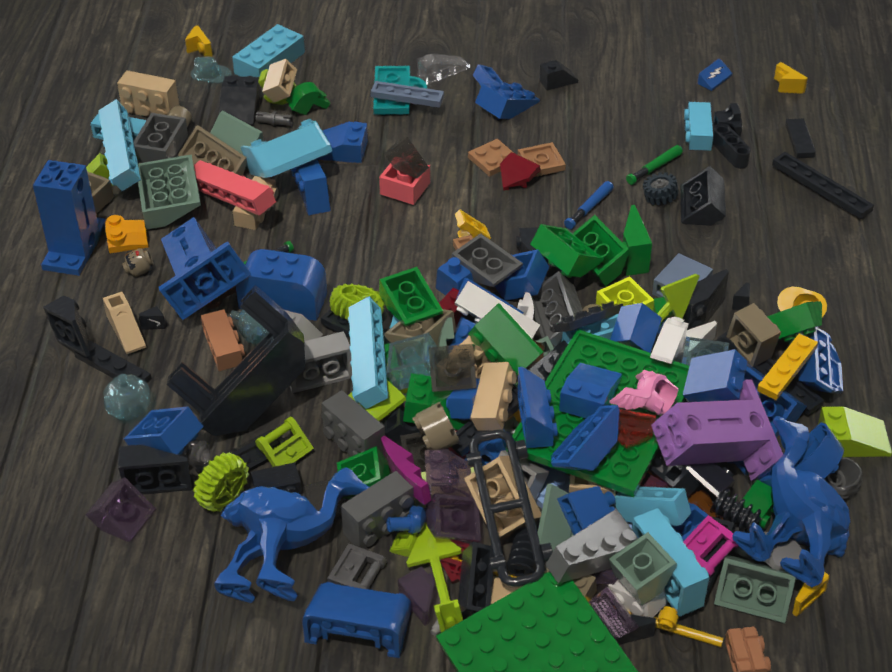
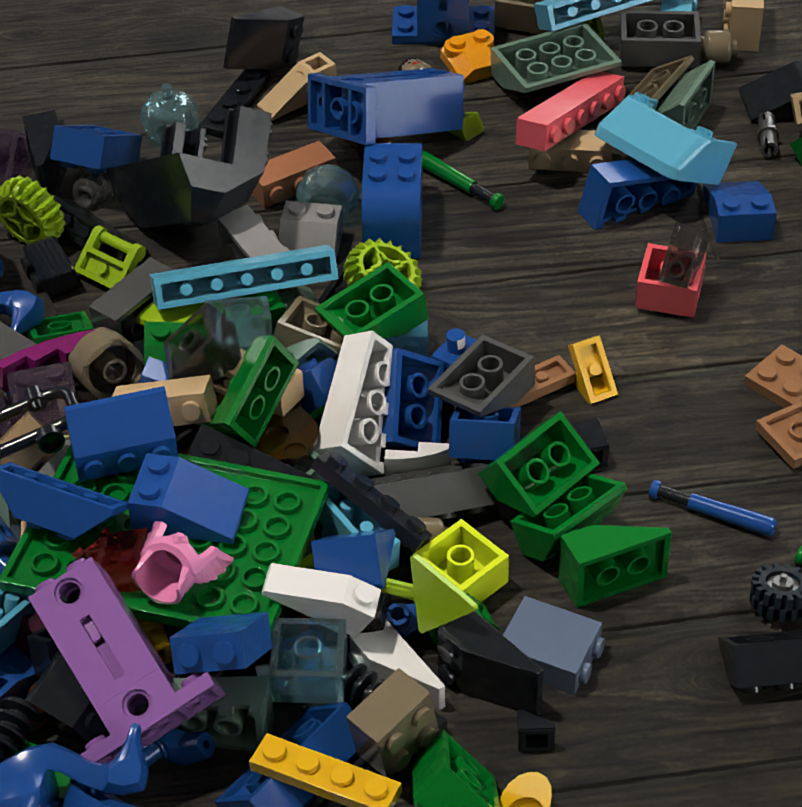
camera: 80 degrees right, 0 degrees up
(517, 171) = (752, 403): dark red slope -> none

